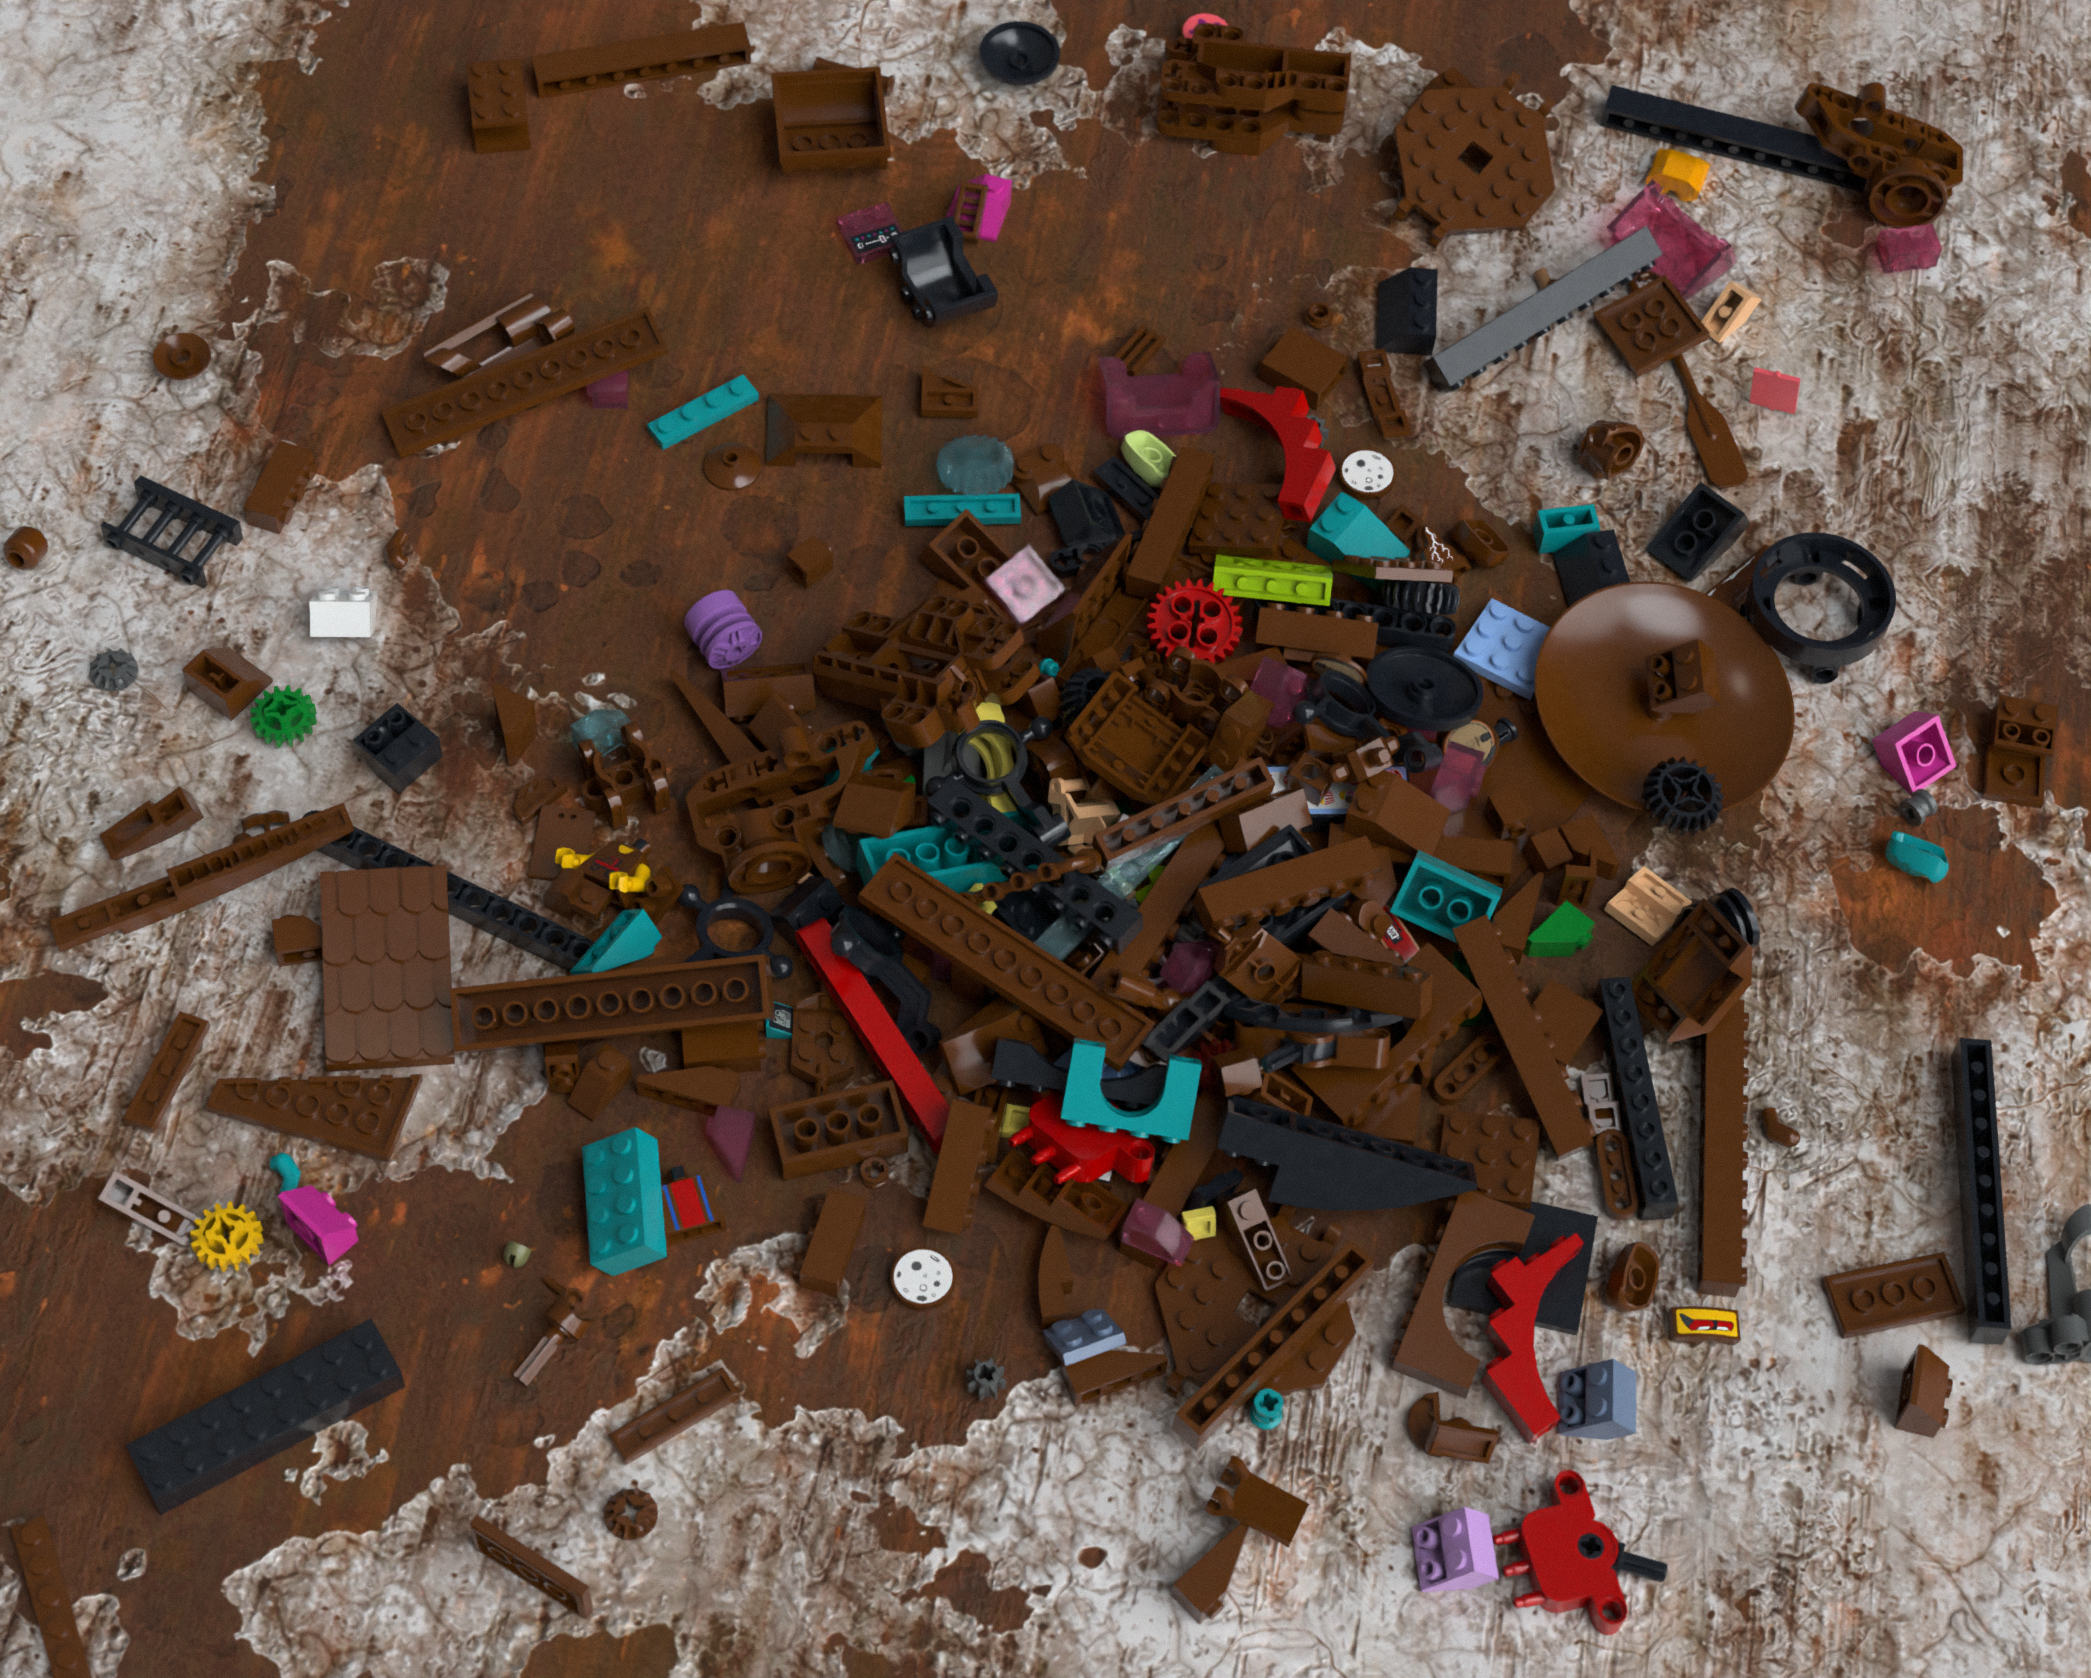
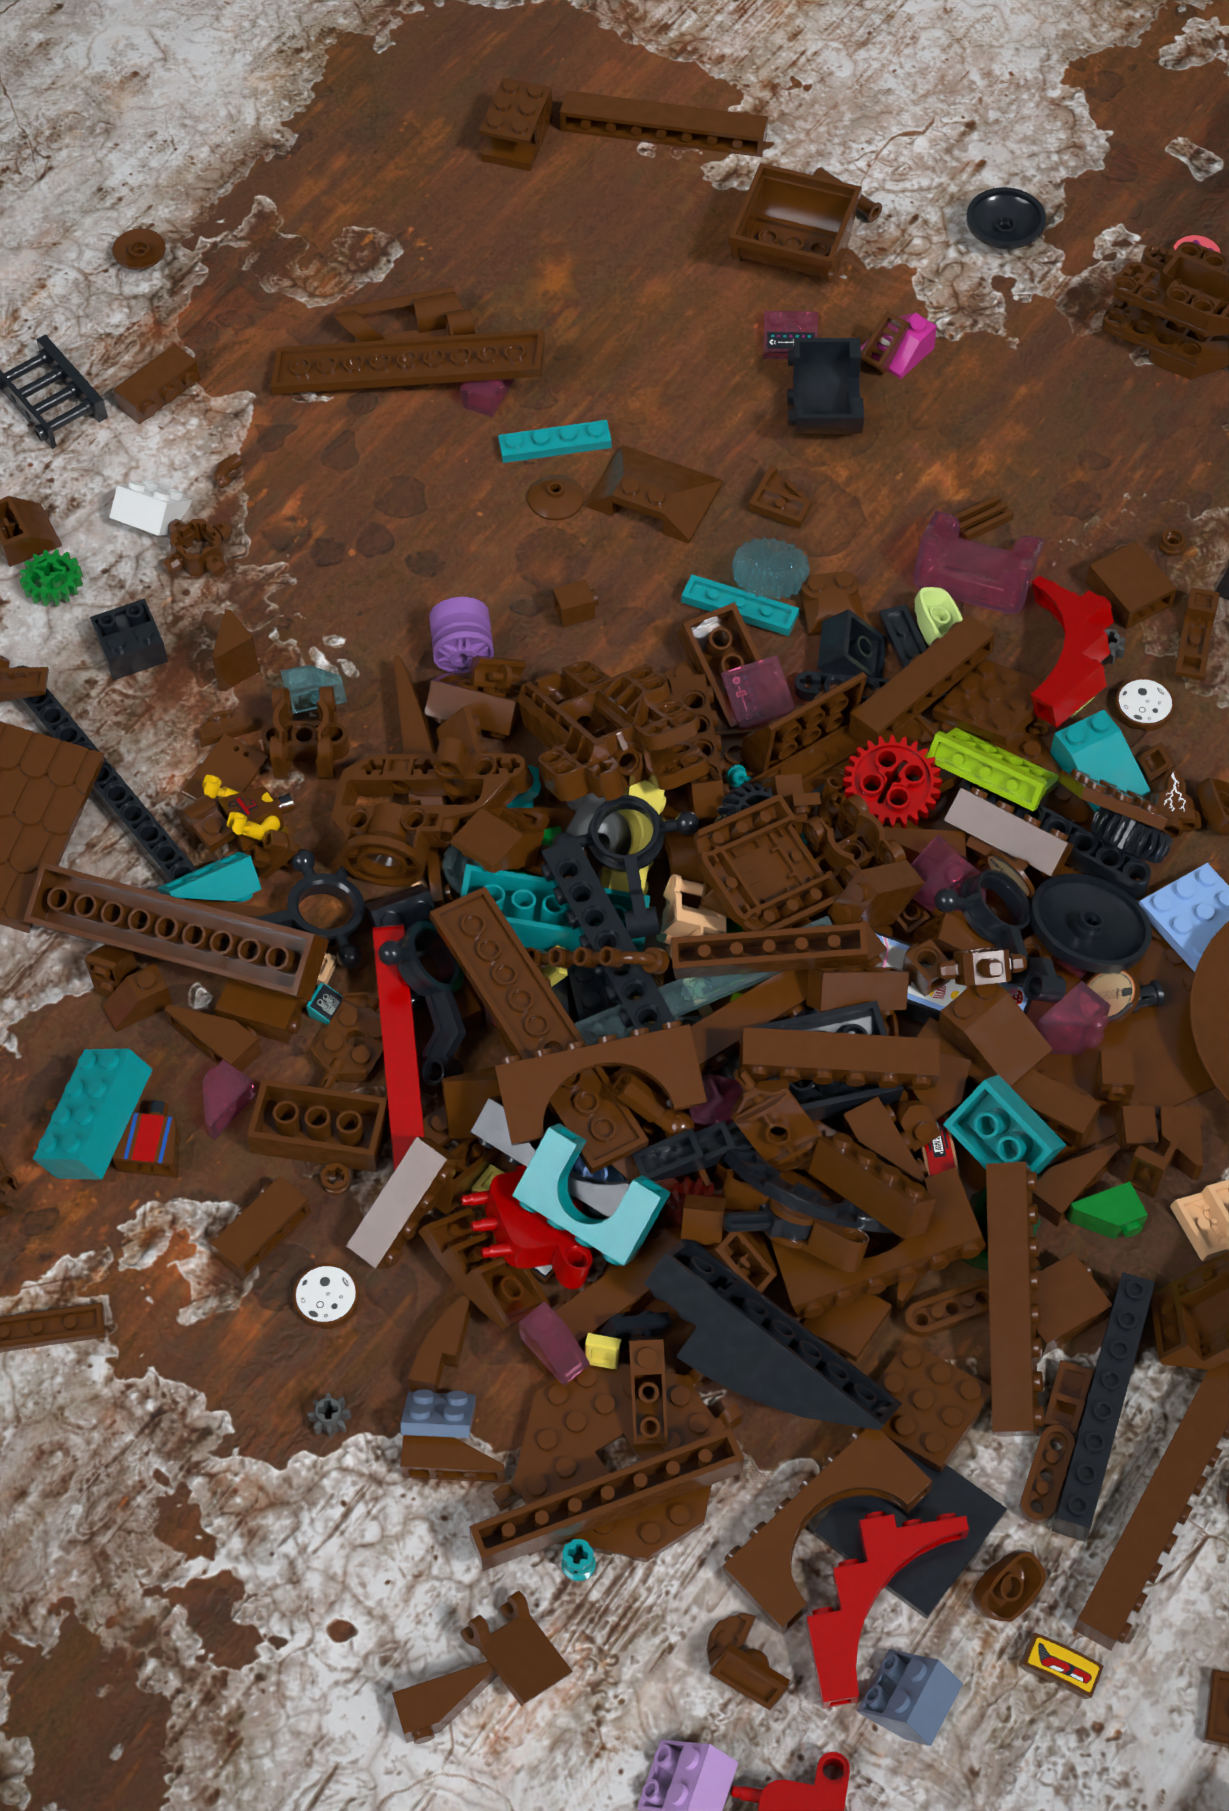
camera: 30 degrees right, 0 degrees up
(406, 618) = (183, 536): none -> reddish brown piece
(773, 653) = (496, 672): none -> reddish brown hips
(1036, 1013) = (661, 1055): none -> reddish brown arch

